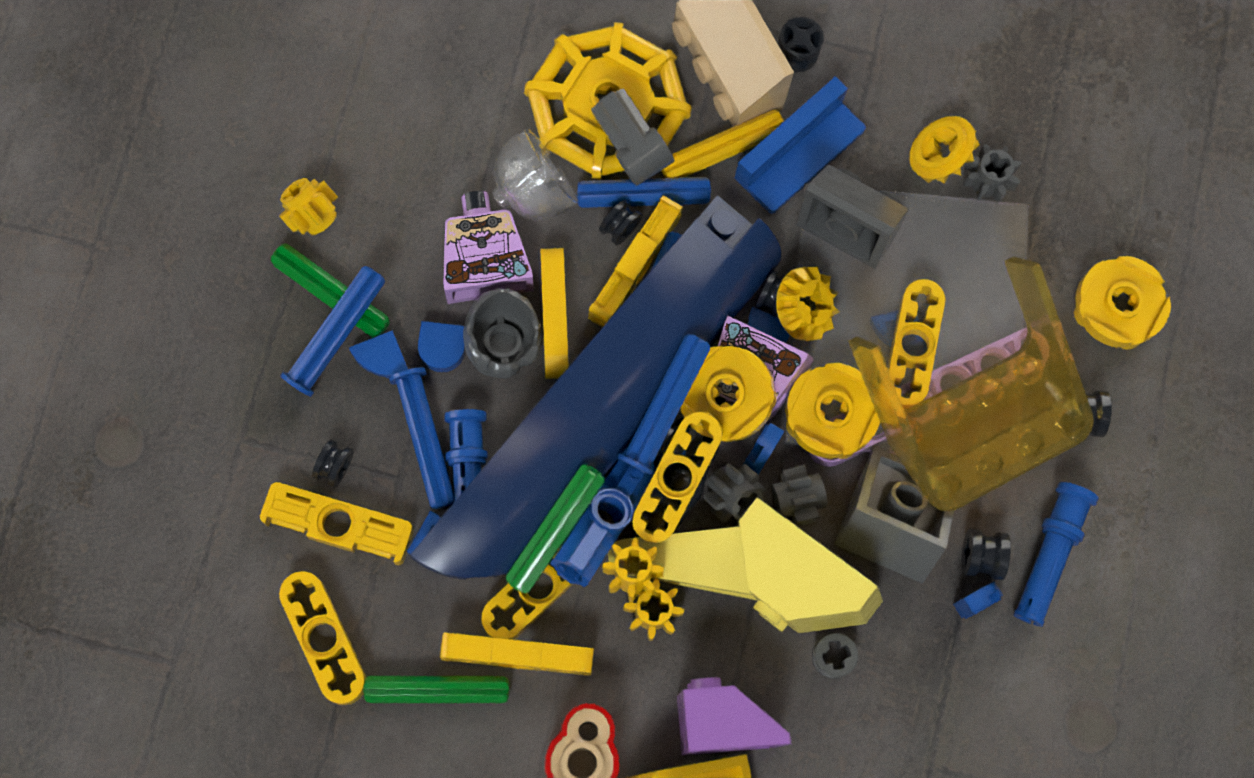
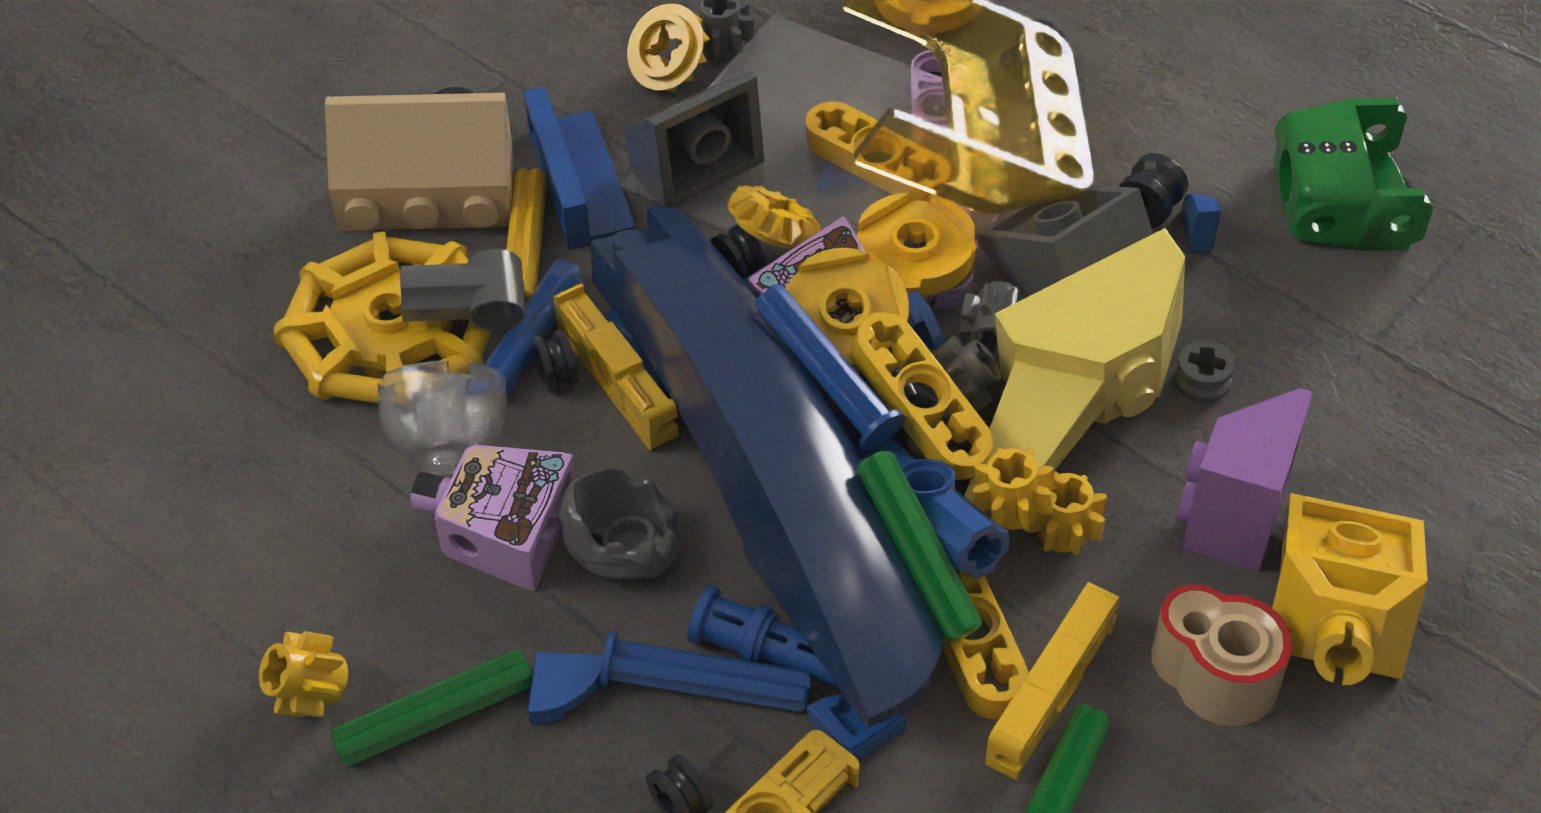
camera: 55 degrees left, 25 degrees down
(334, 330) = (500, 710): blue axle -> none
(441, 346) = (588, 611): blue tile -> none
(554, 312) = (680, 480): yellow beam -> none
(1061, 533) = (1158, 125): blue pin -> none
(1076, 695) = (1343, 182): none -> green piece

